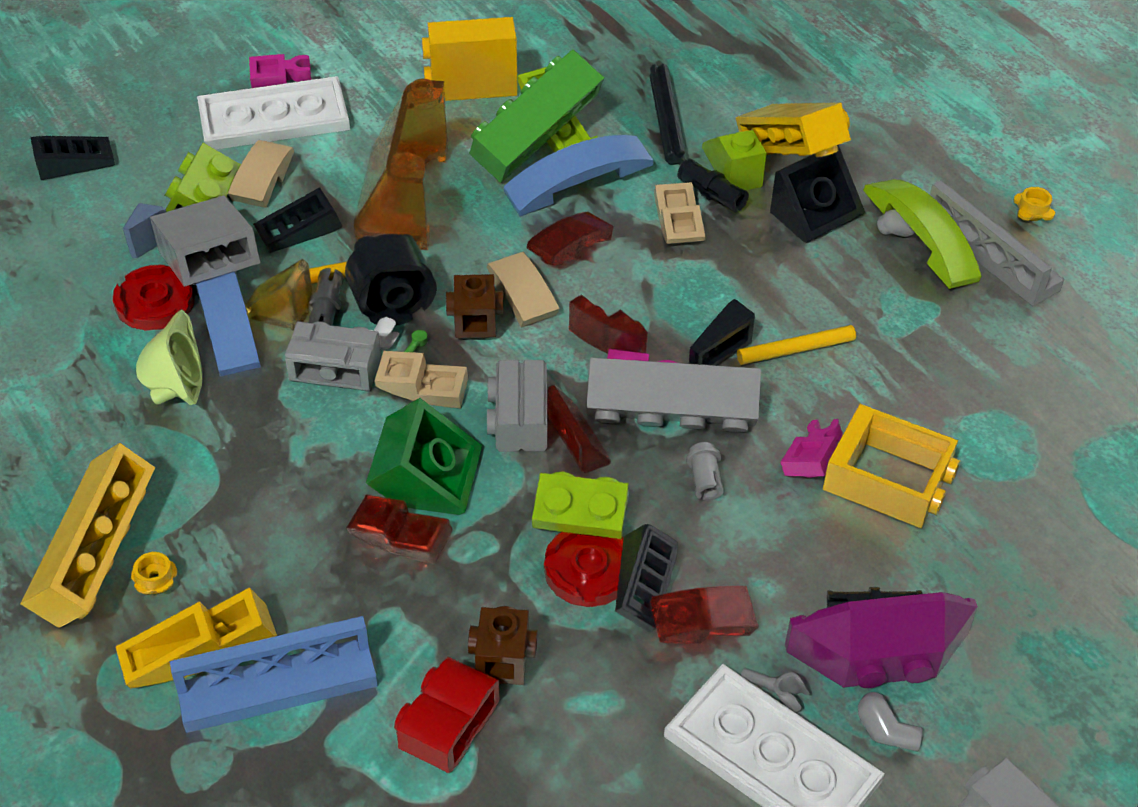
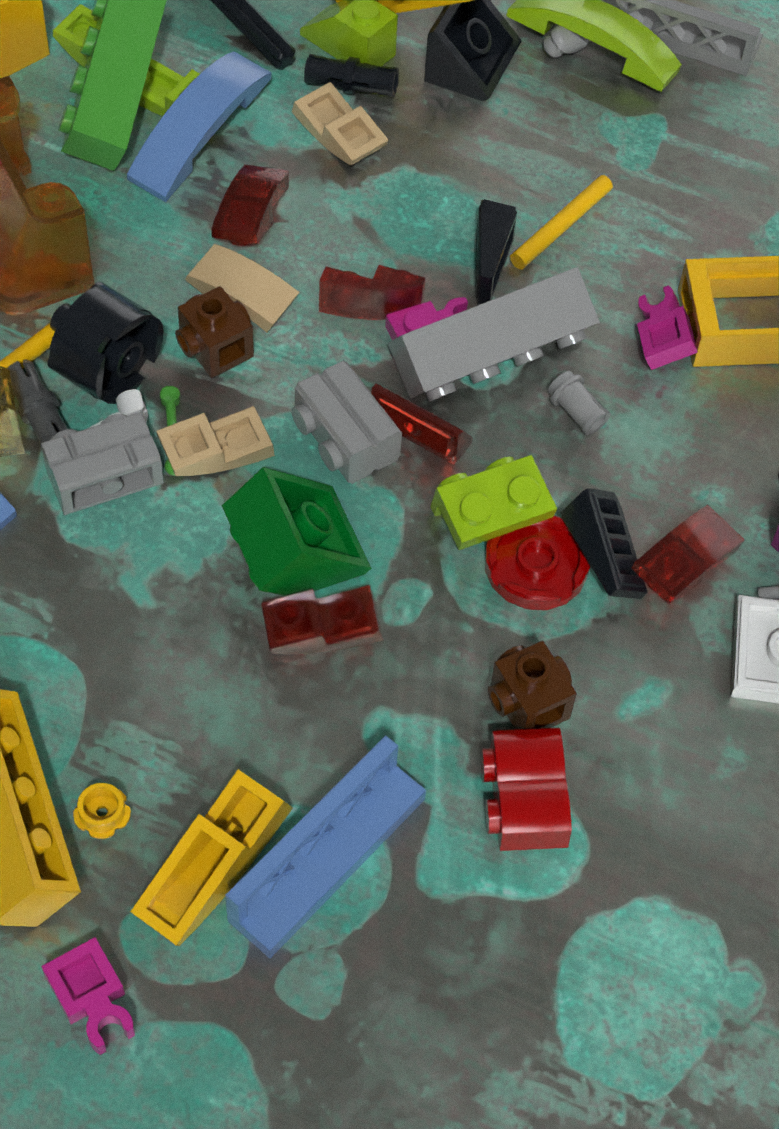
camera: 35 degrees left, 10 degrees up
(46, 678) = (86, 987): none -> dark pink plate

